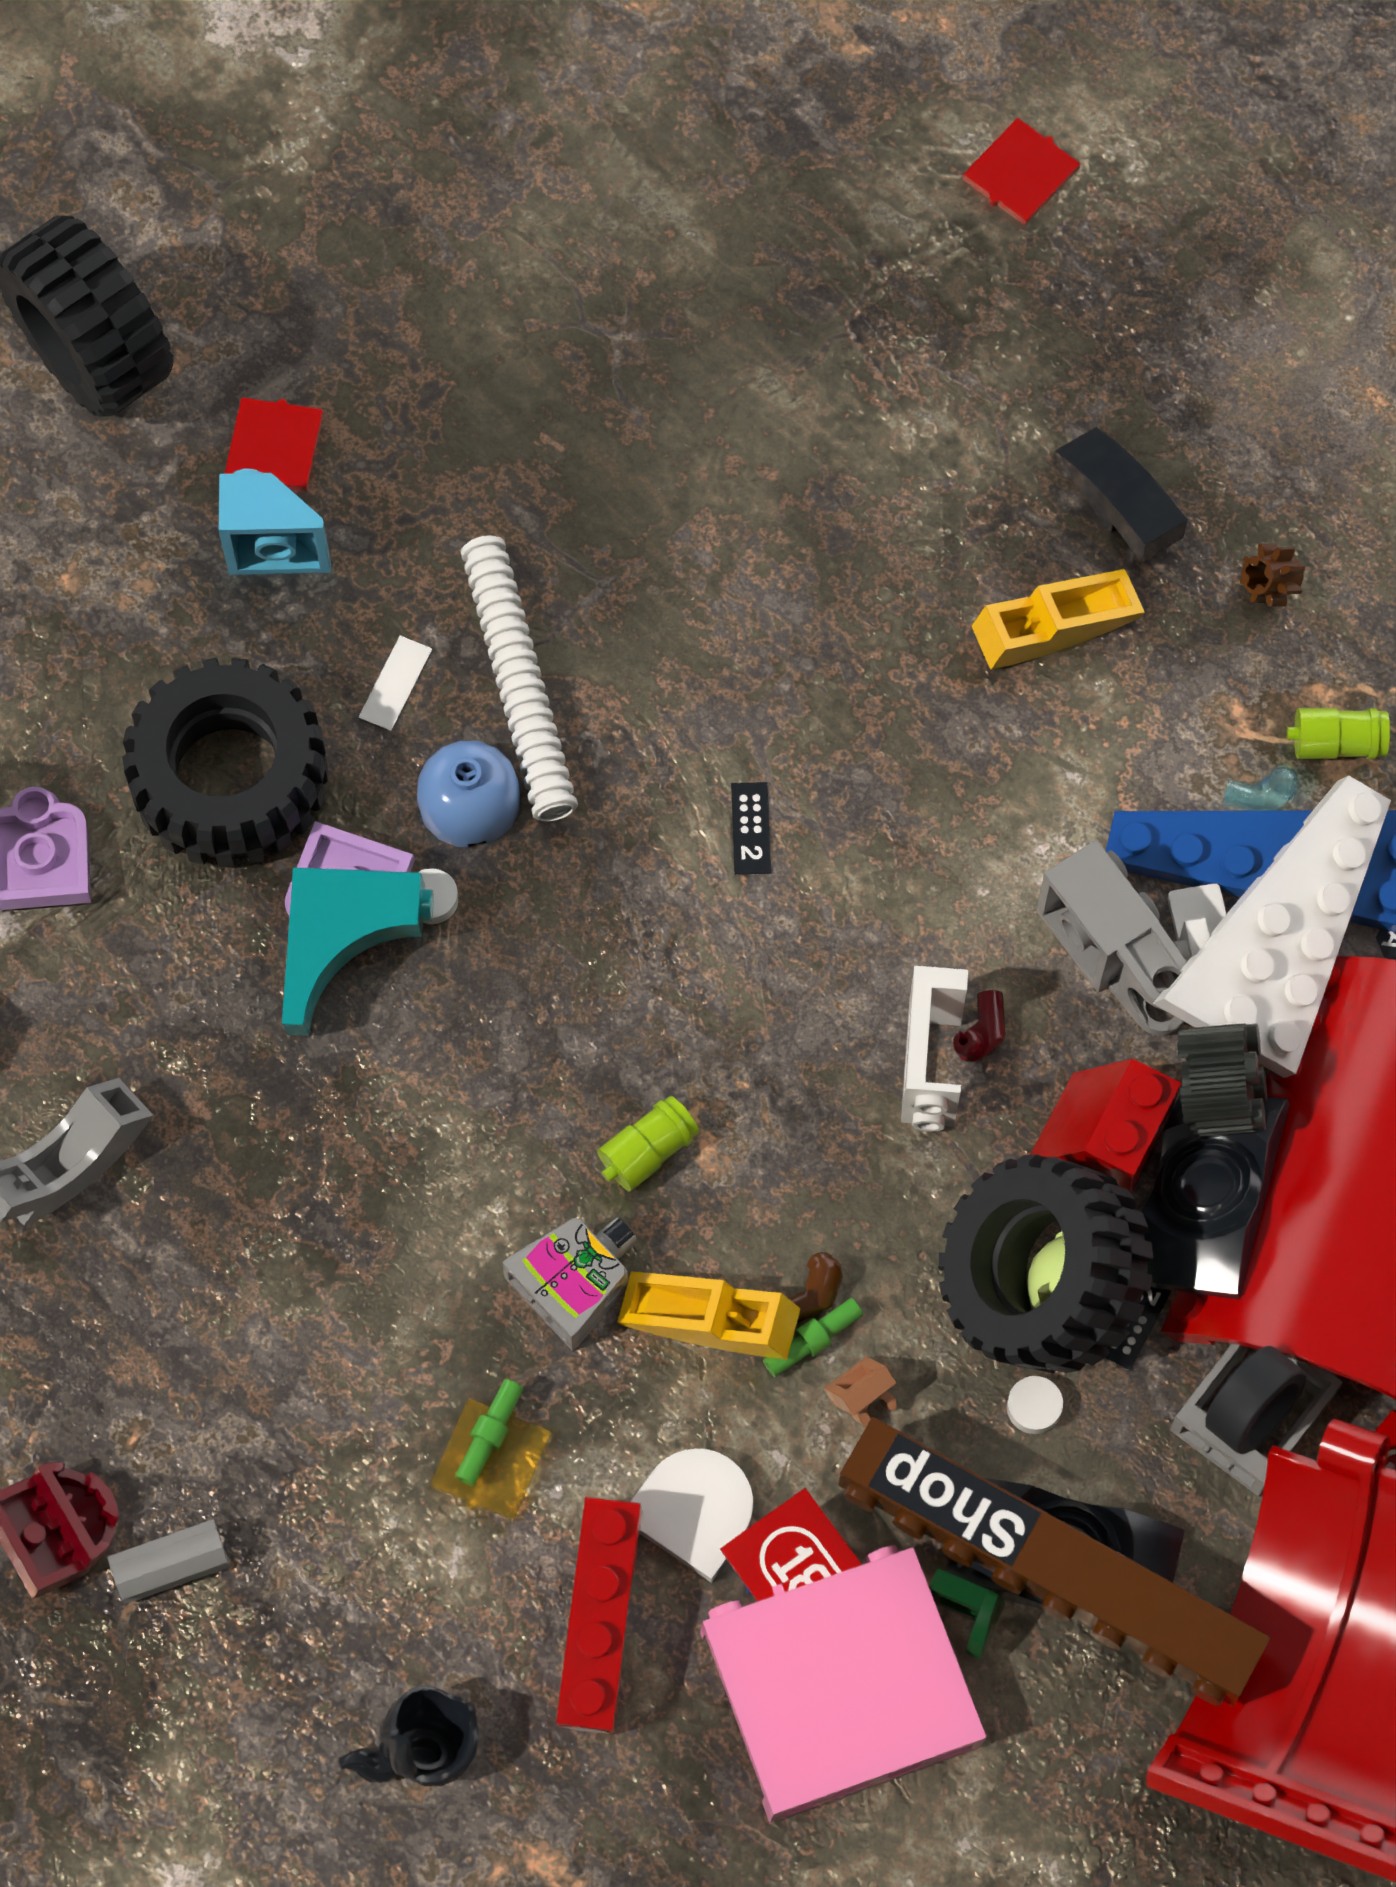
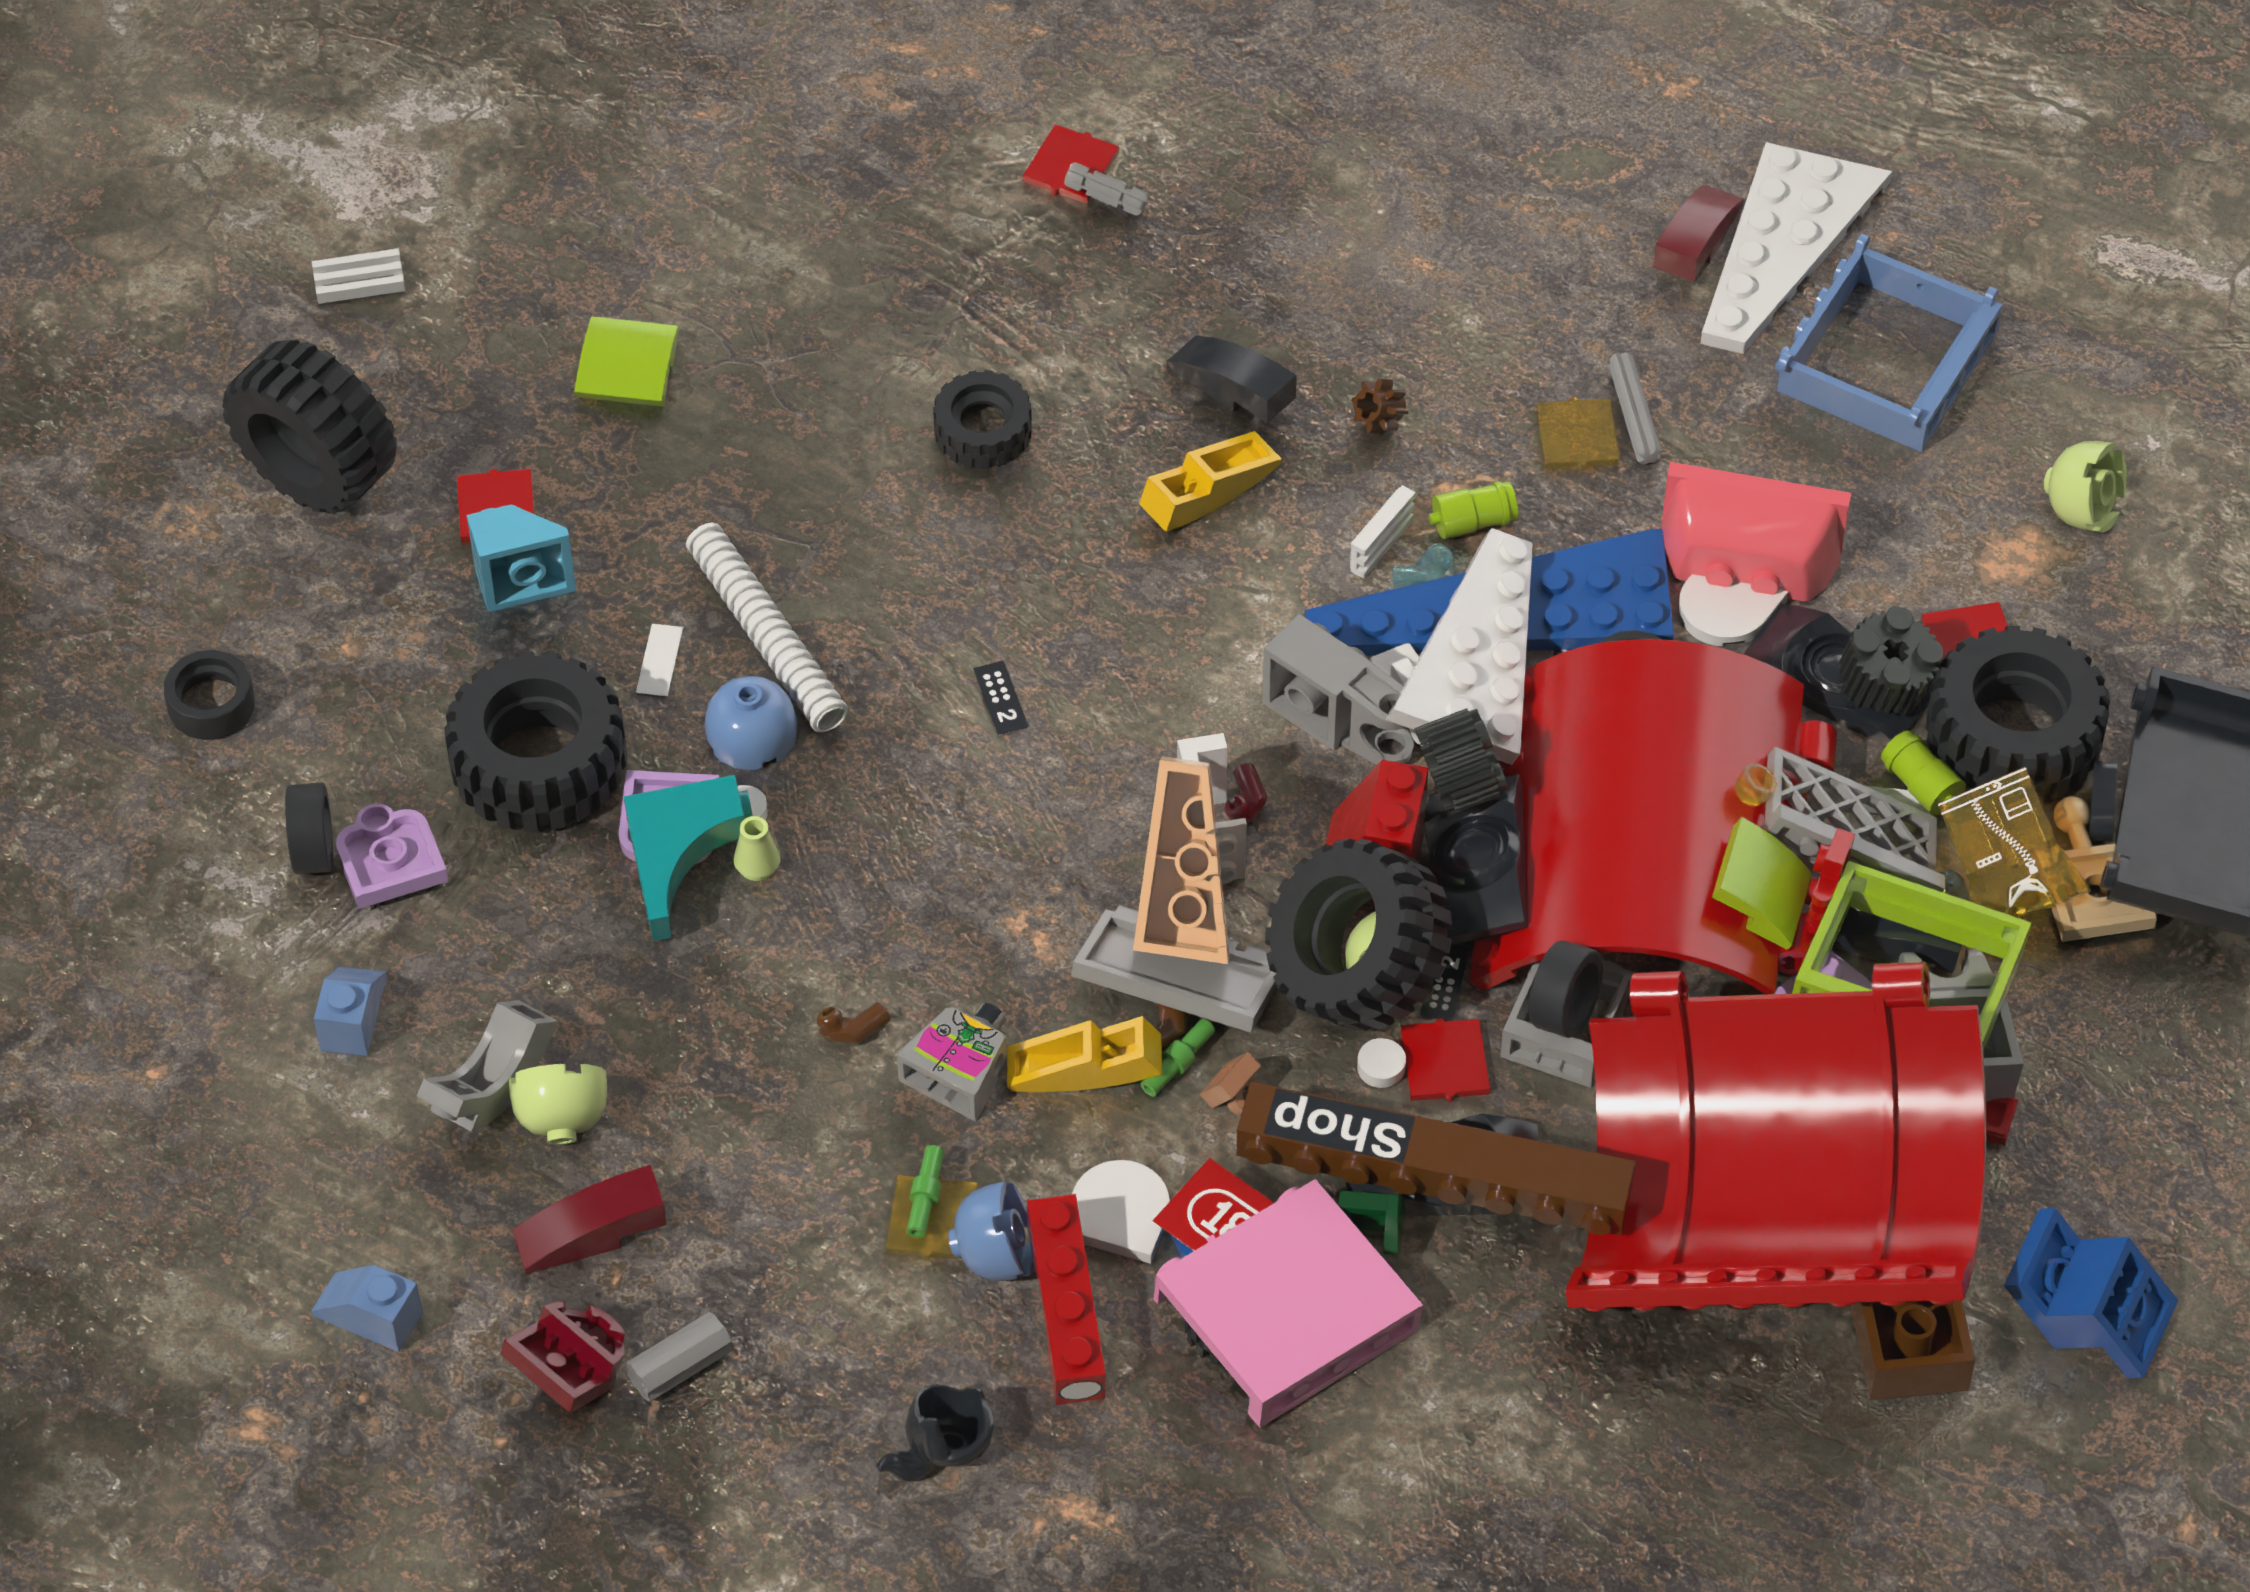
camera: 15 degrees left, 15 degrees down
(121, 1369) = (591, 1220): none -> dark red slope
(126, 1217) = (558, 1101): none -> yellowish green cylinder
(206, 112) = (357, 271): none -> white tile
(427, 959) = (756, 851): none -> yellowish green cone
(463, 301) = (626, 361): none -> lime slope
(467, 1203) = (851, 1030): none -> reddish brown arm
(544, 1510) = (992, 1233): none -> medium blue cylinder
(645, 1145) = (990, 945): lime piece -> none
(829, 438) = (982, 448): none -> black tyre
(842, 1230) = (1215, 991): none -> light grey hinge
(870, 1144) = (1182, 880): none -> light nougat wedge
(1049, 217) = (1106, 189): none -> light grey axle
(1107, 1418) = (1445, 1059): none -> red piece
(1229, 735) = (1382, 531): none -> white tile

